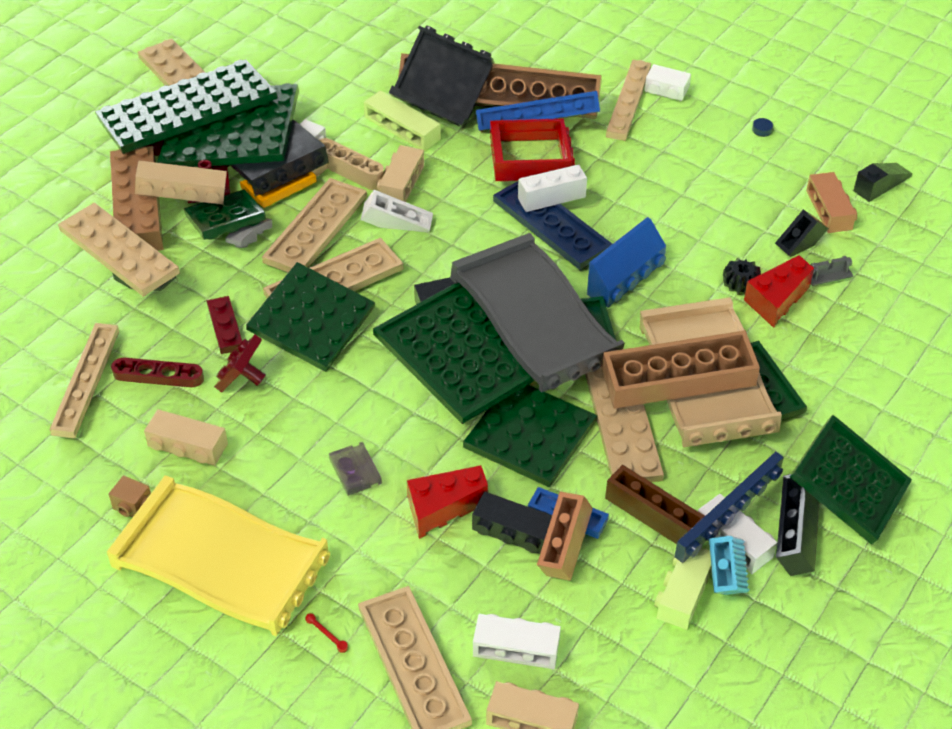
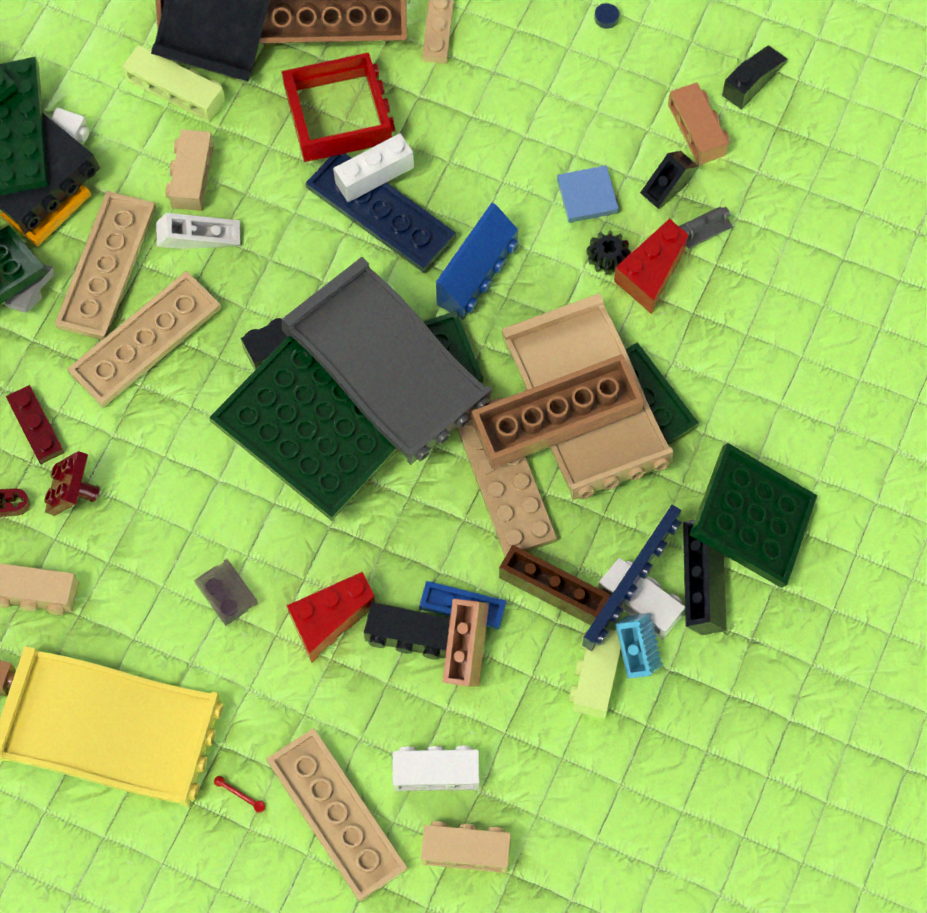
camera: 10 degrees left, 20 degrees up
(310, 316) = (131, 399): dark green plate -> none
(351, 165) = (151, 175): tan beam -> none
(531, 433) = (408, 511): dark green plate -> none
(541, 109) = (338, 45): blue plate -> none
(729, 237) = (587, 194): none -> medium blue tile

